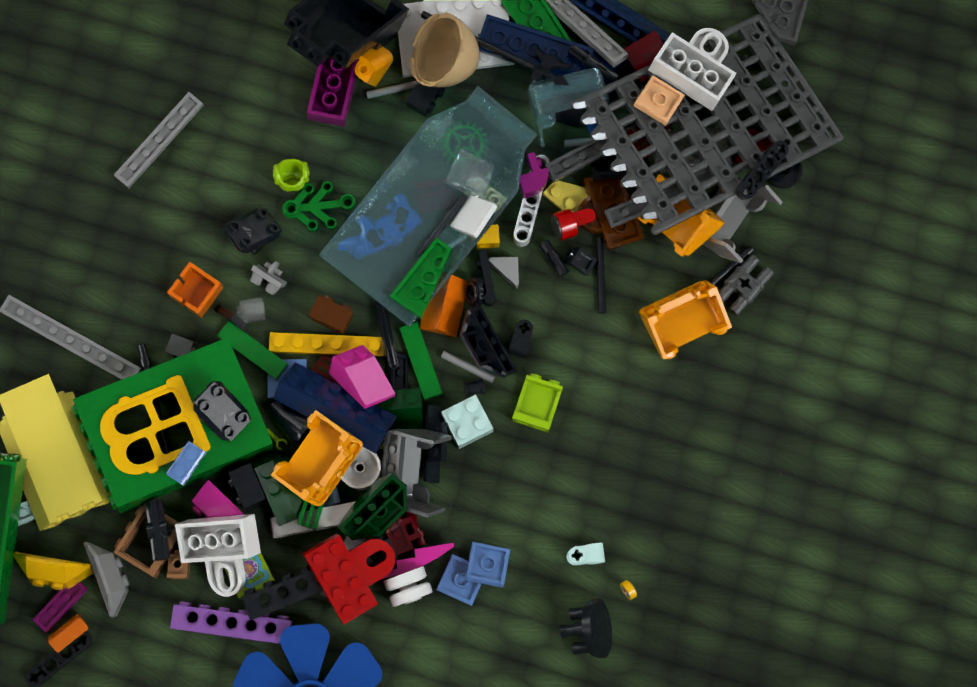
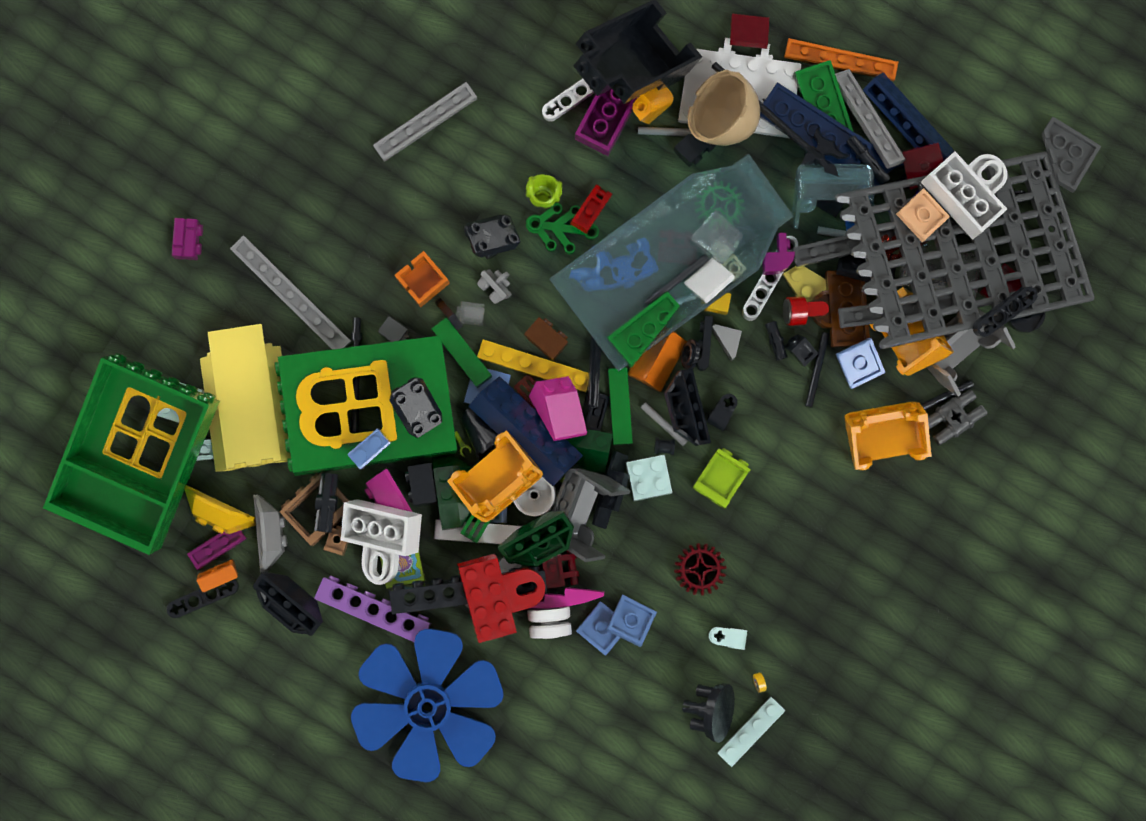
camera: 20 degrees right, 5 degrees up
(145, 640) = (288, 603): none -> black wedge
(294, 77) = (575, 100): none -> white beam
(341, 180) = (591, 209): none -> red plate
(535, 480) = (701, 578): none -> dark red gear
(633, 640) = (751, 731): none -> light aqua plate
(640, 258) = (860, 363): none -> tile

